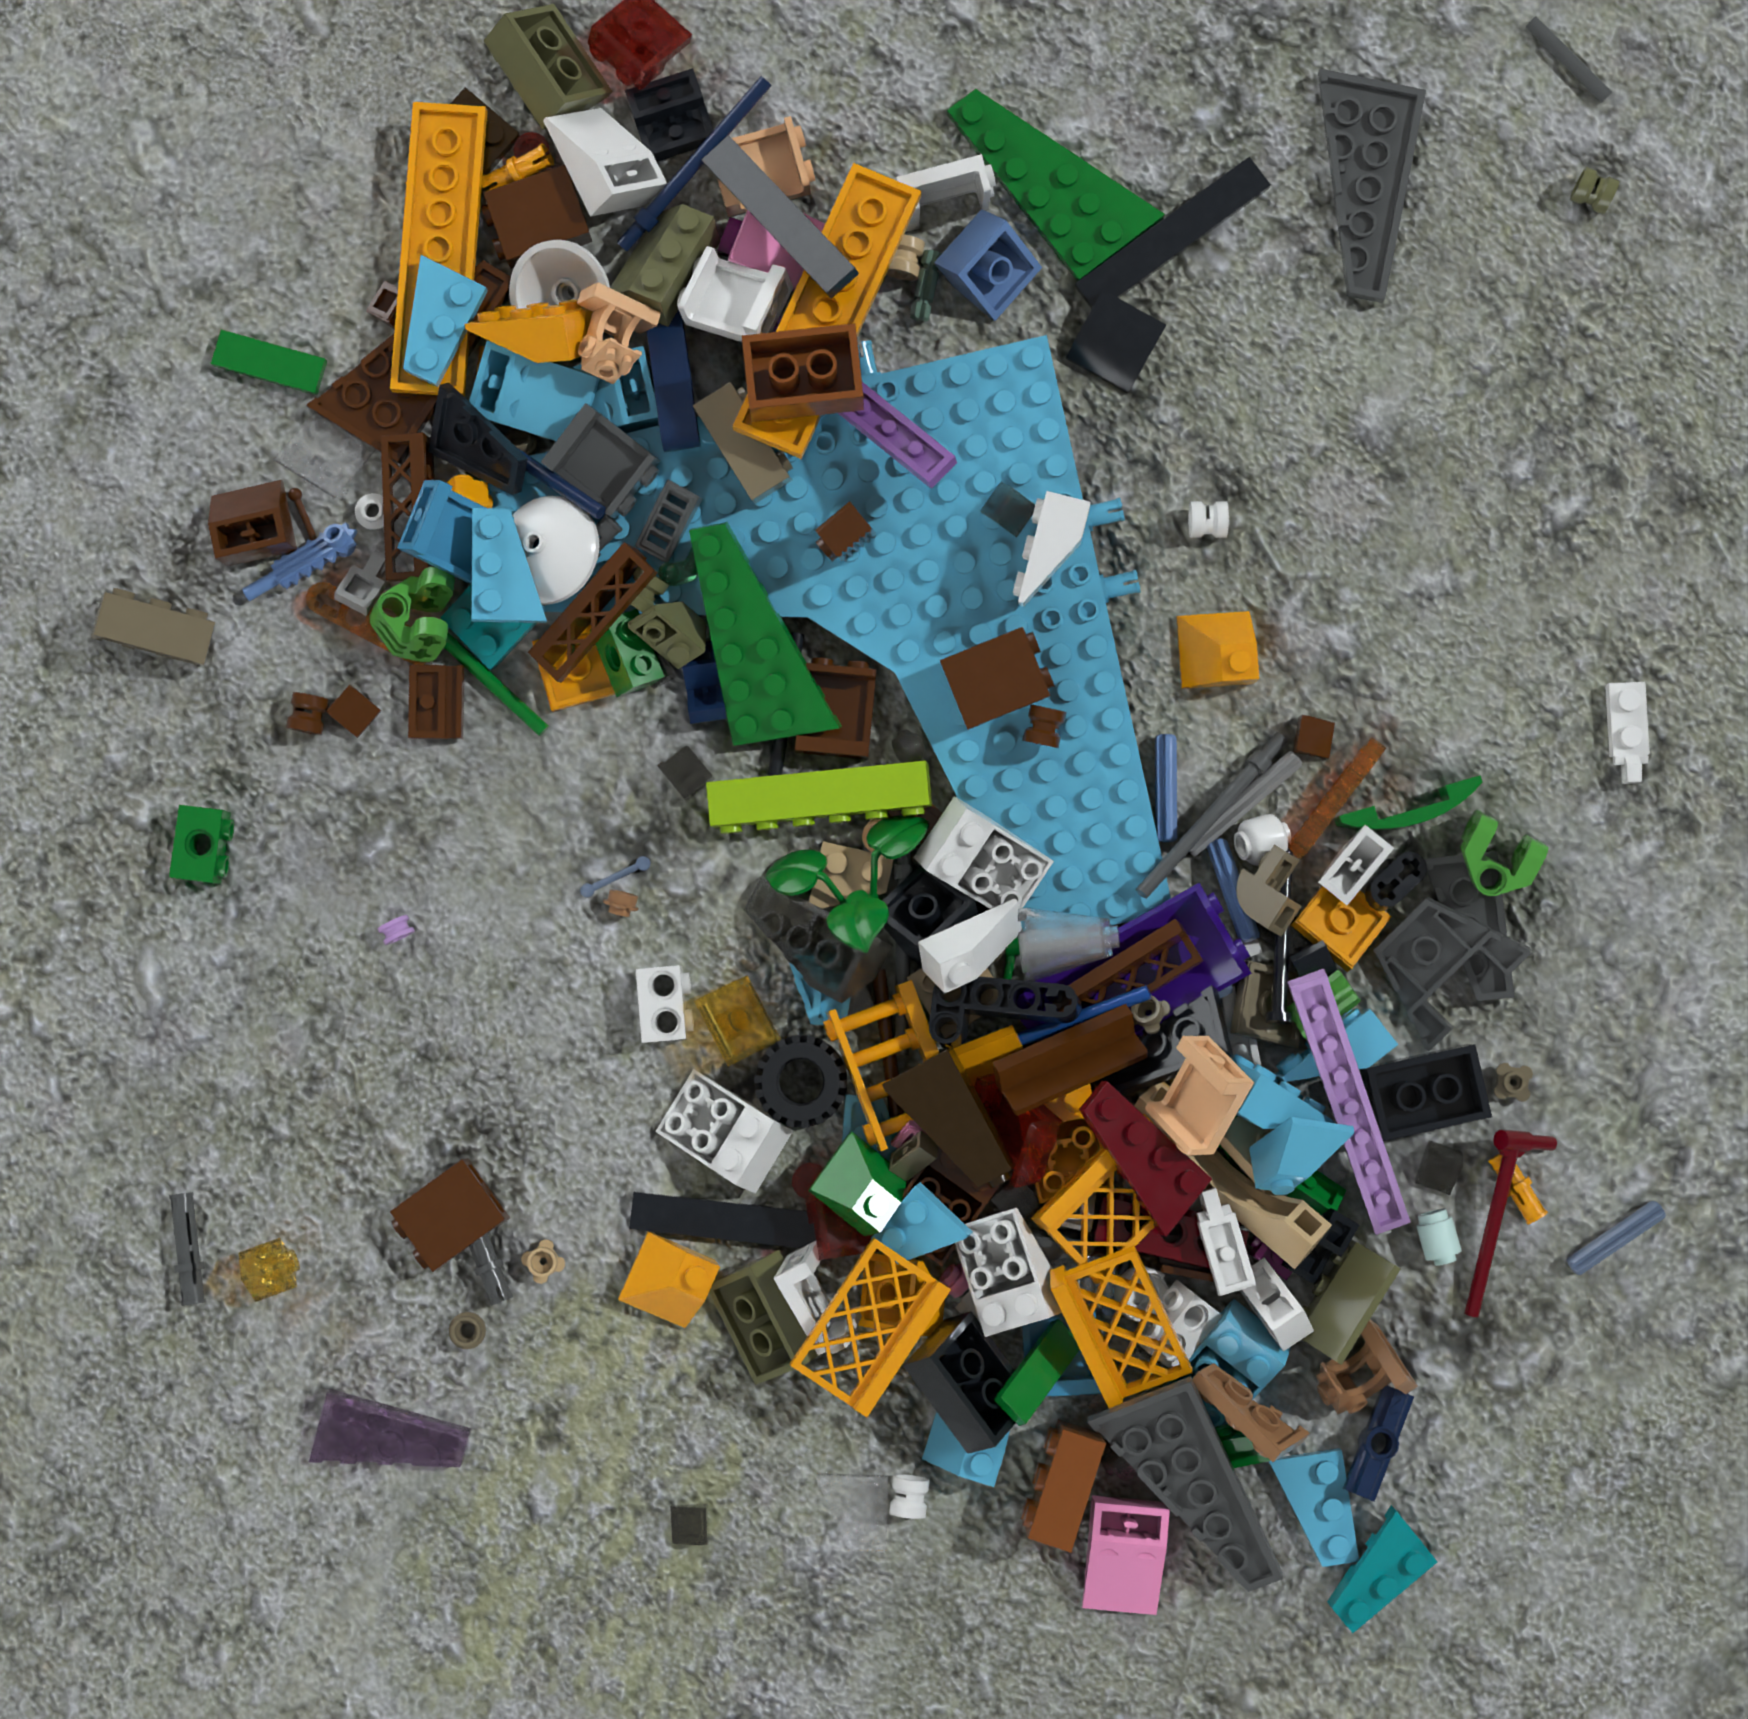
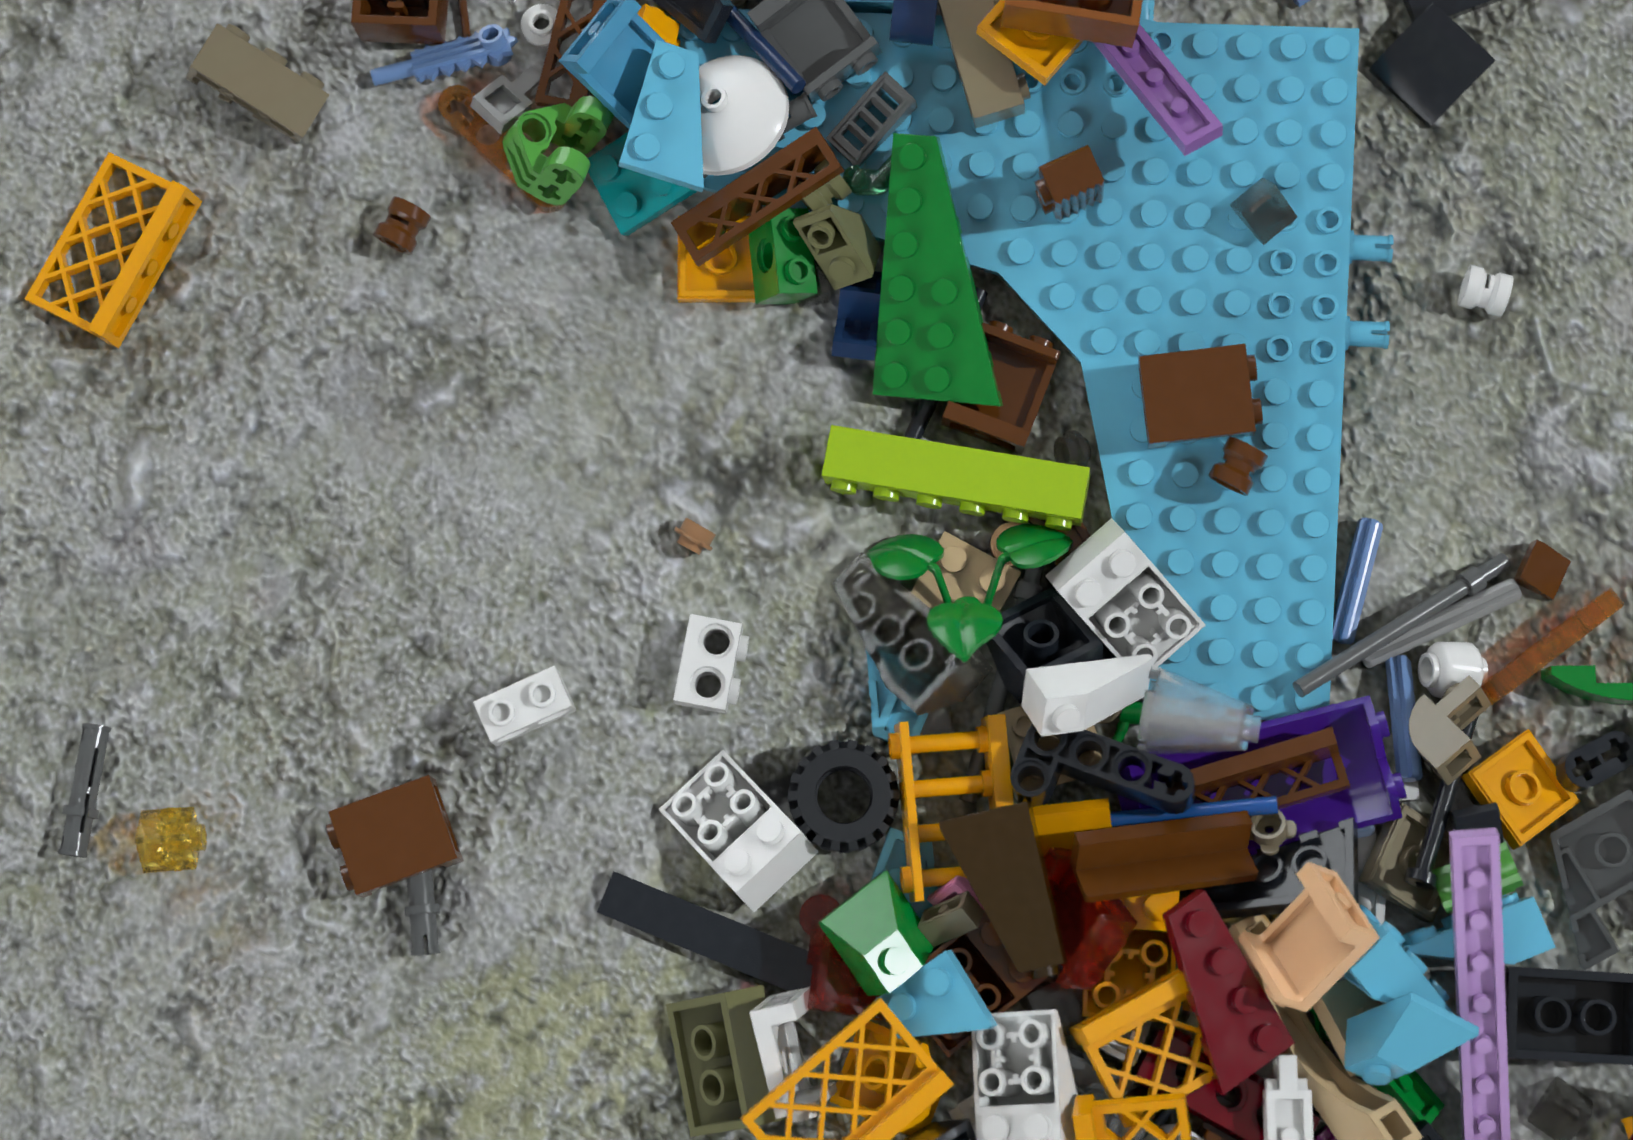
camera: 15 degrees right, 5 degrees down
(101, 811) = (146, 256): none -> light orange fence
(190, 826) = (238, 313): green brick -> none
(353, 711) = (454, 237): reddish brown slope -> none
(370, 1431) = (234, 1064): clear purple wing -> none
(396, 929) = (430, 495): lavender bush -> none
(436, 702) = (550, 253): reddish brown plate -> none
(459, 1338) = (363, 971): dark tan plate -> none
(492, 683) = (621, 254): green bar -> none
(523, 1080) = (524, 706): none -> white brick
(539, 1271) = (474, 917): tan plate -> none
(642, 864) = (730, 500): sand blue hinge -> none
(669, 1280) = (625, 985): light orange slope -> none
(686, 773) = (810, 411): clear smoke panel -> none
(737, 1020) = (789, 707): clear yellow slope -> none
(886, 1033) = (956, 768): reddish brown bar -> none
(955, 1279) = (962, 1078): bright pink plate -> none
(1057, 536) = (1318, 245): white slope -> none
(1217, 650) = (1456, 442): light orange slope -> none
(1355, 864) = (1556, 727): white slope -> none

